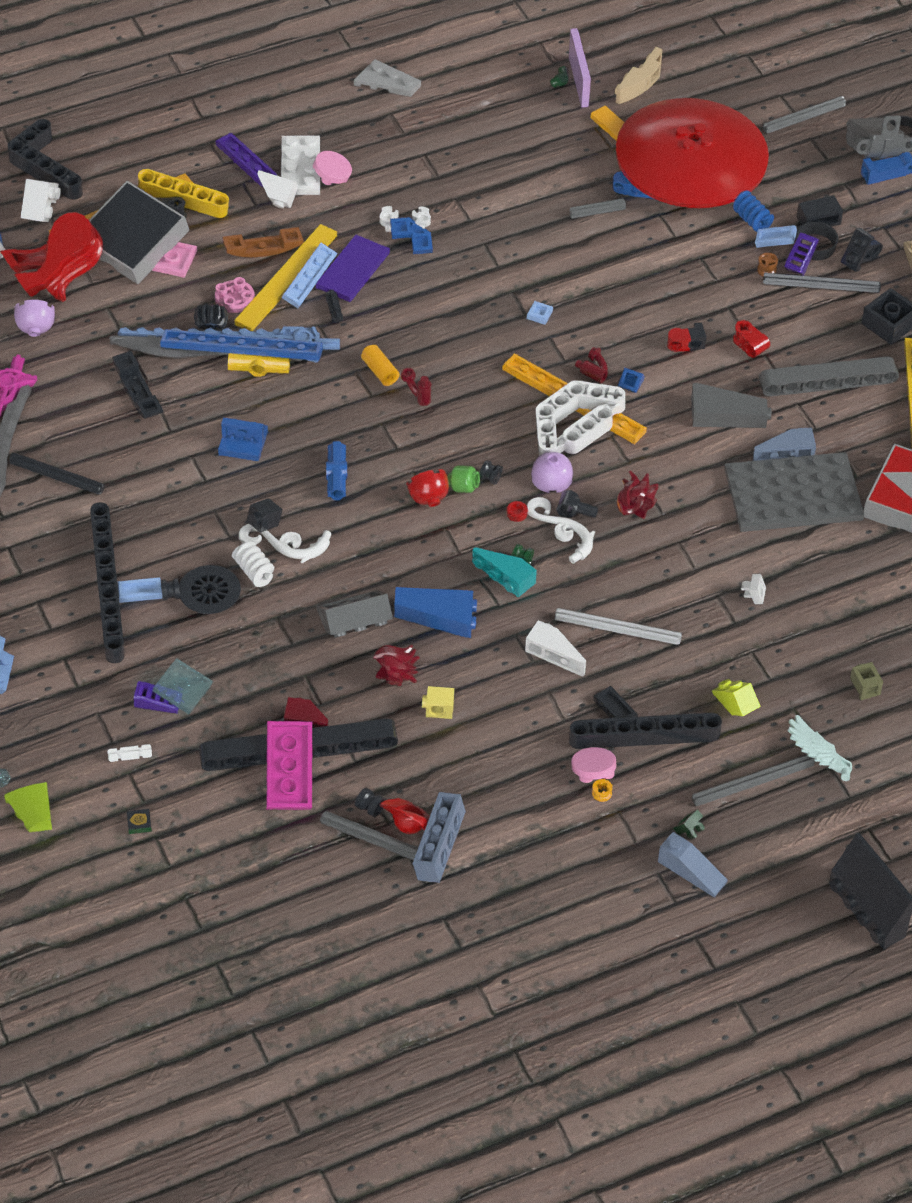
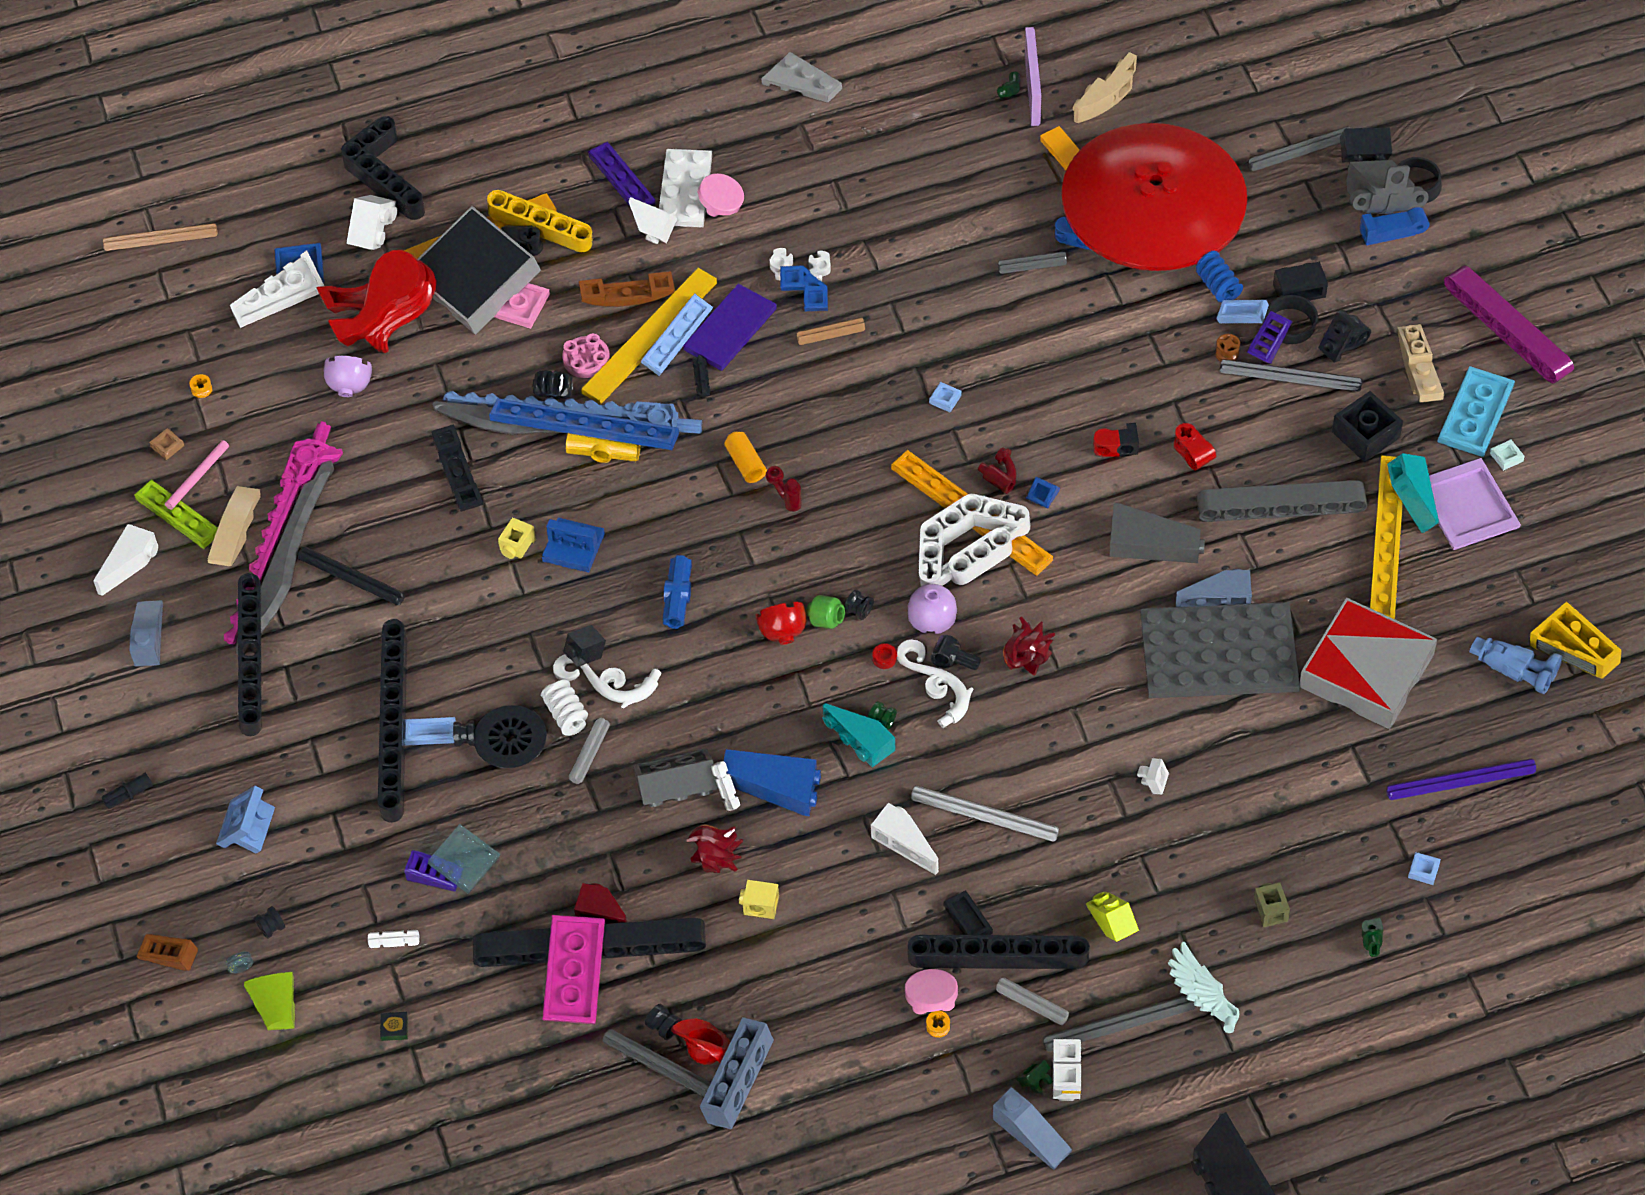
camera: 10 degrees right, 5 degrees up
(21, 745) = (269, 922): none -> black wheel
(194, 441) = (516, 538): none -> light yellow brick
(278, 597) = (589, 750): none -> light grey axle
(399, 615) = (725, 786): none -> white axle
(437, 267) = (830, 331): none -> medium nougat axle
(678, 767) = (1032, 1001): none -> light grey axle
(717, 816) = (1066, 1069): none -> white hips
(857, 106) = (1365, 144): none -> black brick

